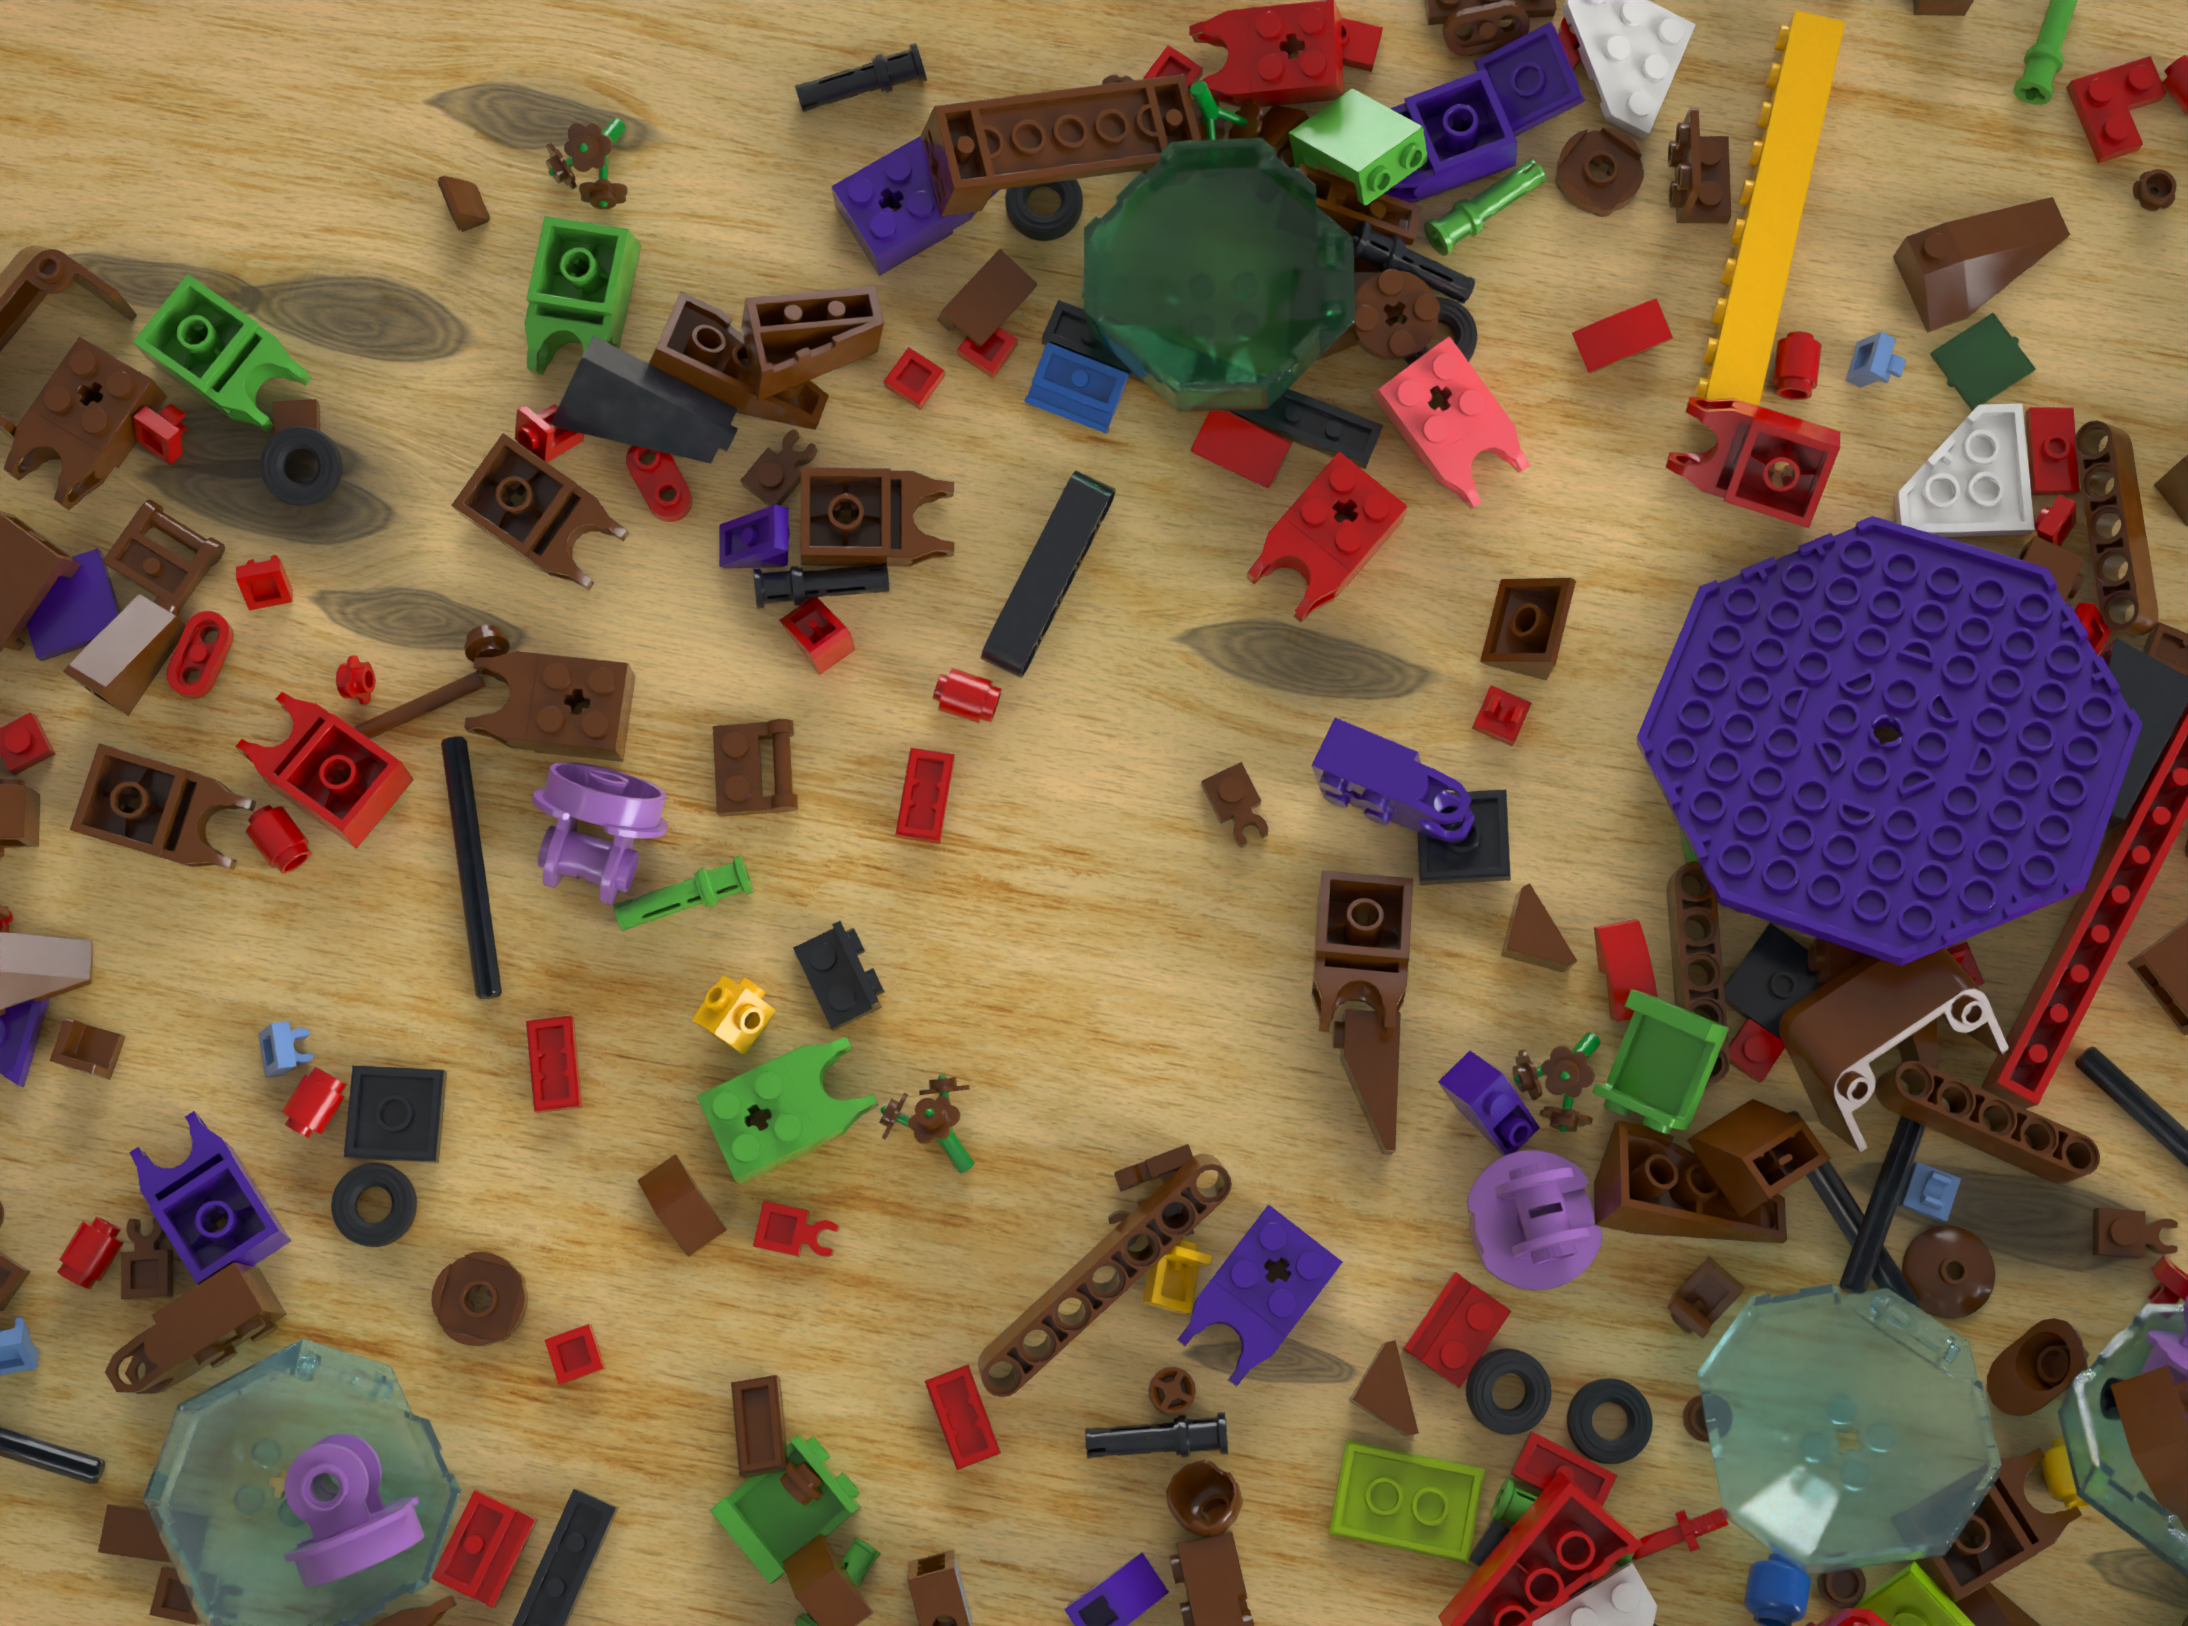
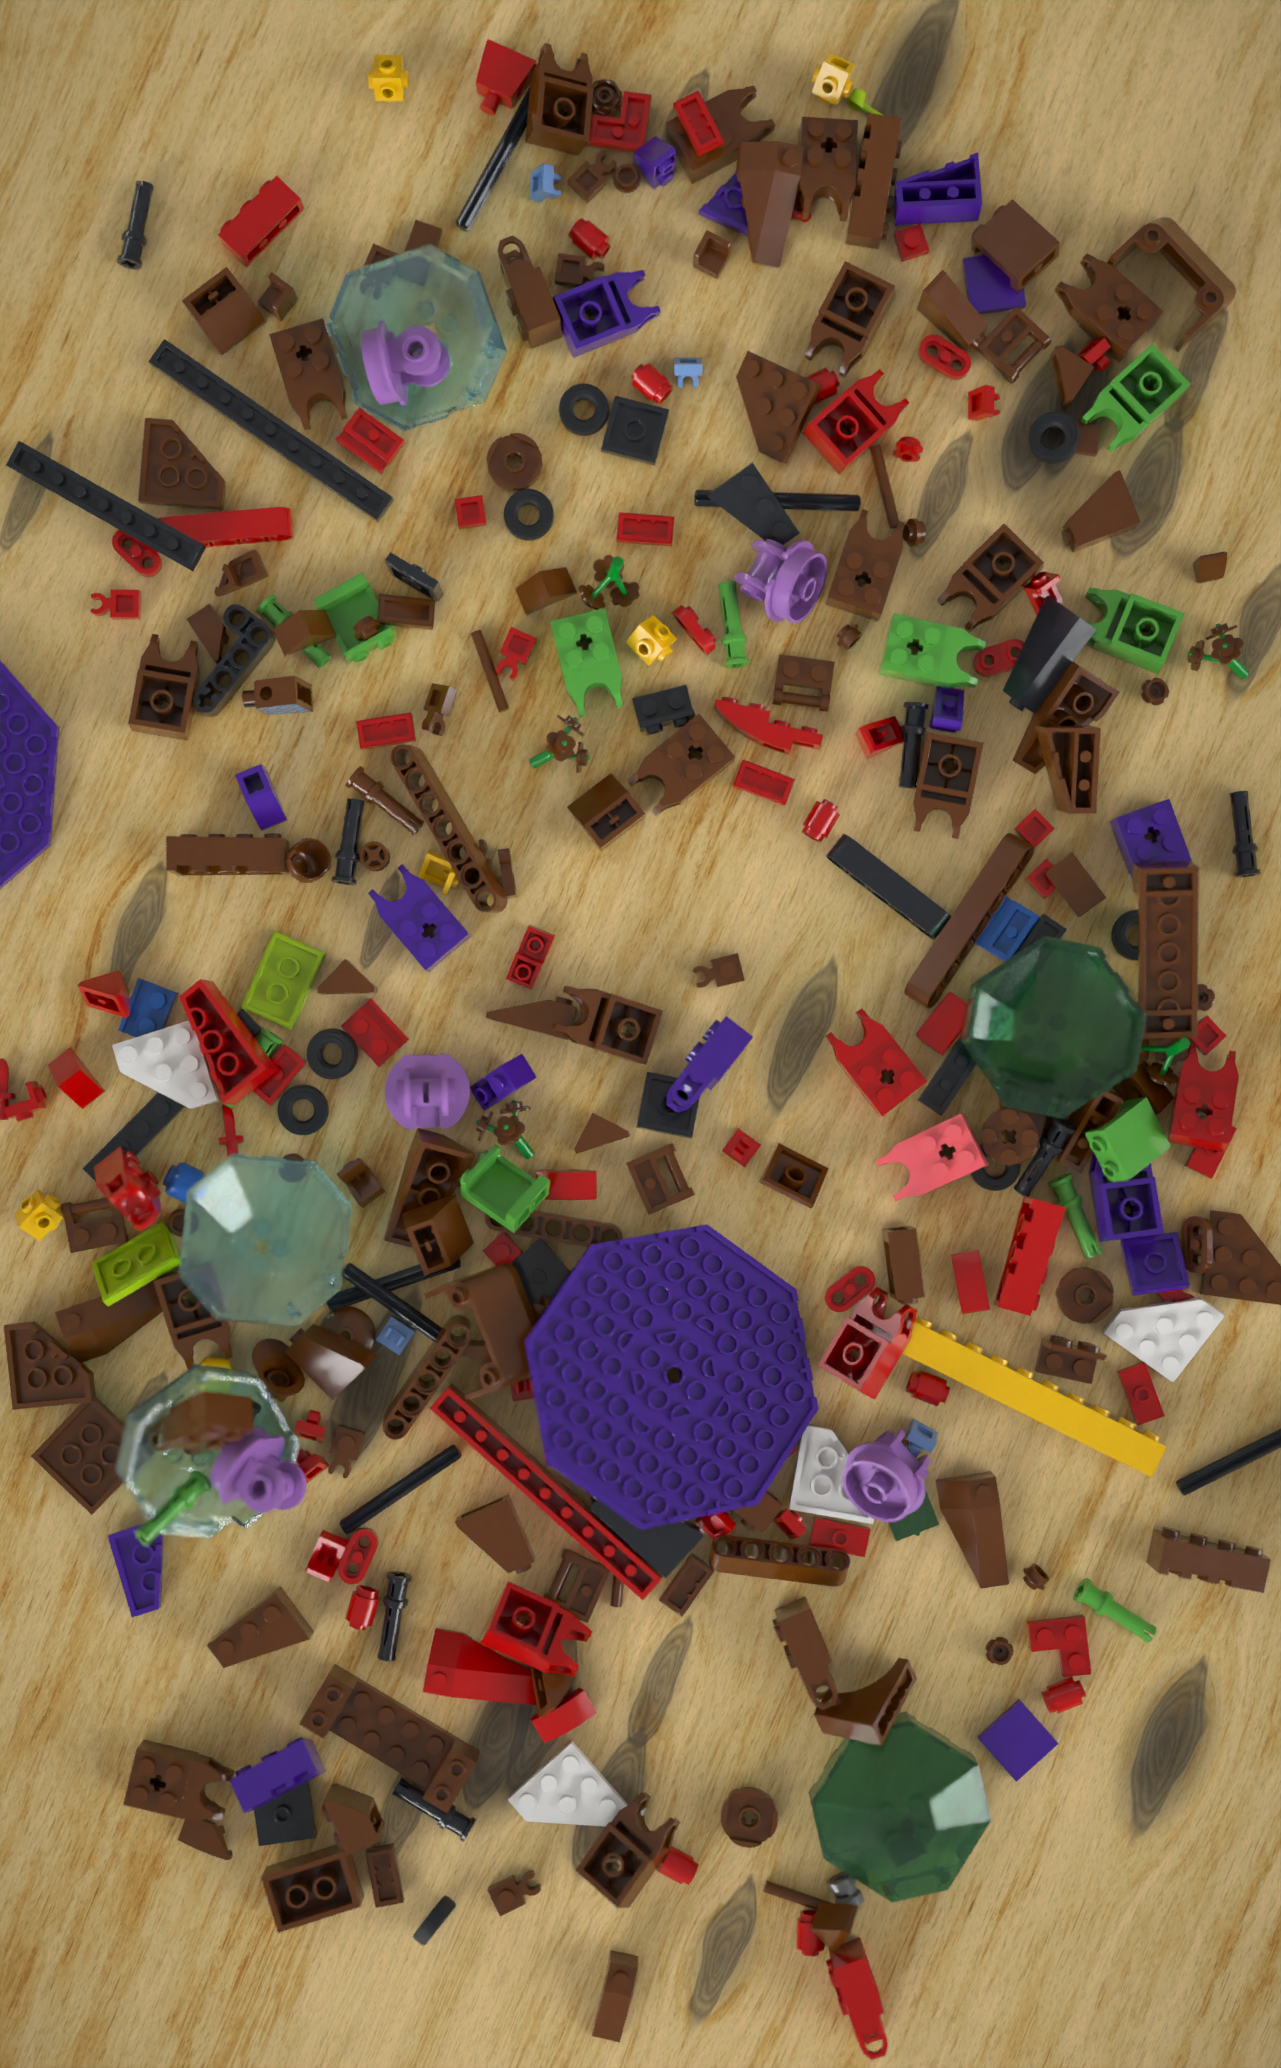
camera: 105 degrees right, 10 degrees up
(198, 461) = (1069, 373): none -> reddish brown slope
(316, 897) = (775, 404): none -> reddish brown plate
(409, 371) = (1102, 515): none -> reddish brown slope
(486, 896) = (754, 505): none -> black wing
(591, 1258) = (530, 497): none -> black tyre
(635, 1108) = (608, 572): none -> reddish brown plant
(668, 235) = (1160, 686): none -> reddish brown plate
(668, 572) = (937, 653): none -> bright green brick
(668, 712) = (849, 636): none -> reddish brown plate
(701, 1420) = (414, 577): none -> black plate
(713, 938) = (688, 621): none -> red plate
(774, 474) = (988, 730): reddish brown plate -> none
(830, 1268) = (490, 671): none -> reddish brown bar
(836, 825) = (753, 724): none -> red slope
(900, 1338) = (438, 704): none -> reddish brown plate
(930, 937) = (676, 771): none -> reddish brown brick
(1022, 1029) = (606, 812): none -> reddish brown slope
(1068, 1414) = (374, 793): none -> reddish brown pin
(1076, 443) = (969, 920): none -> reddish brown beam
(1279, 1104) = (530, 957): none -> red slope
(1560, 257) = (1029, 1255): none -> red wedge
(1590, 839) = (651, 1182): none -> reddish brown plate
(1622, 432) = (903, 1264): none -> reddish brown window
(1680, 506) = (851, 1291): none -> red plate
(1722, 67) = (1140, 1393): none -> red plate
(1952, 389) = (885, 1478): none -> medium lavender piece
(1999, 1286) = (328, 1358): none -> reddish brown slope
(2033, 160) = (1035, 1577): none -> reddish brown plate
(2116, 1295) = (311, 1429): none -> red tile

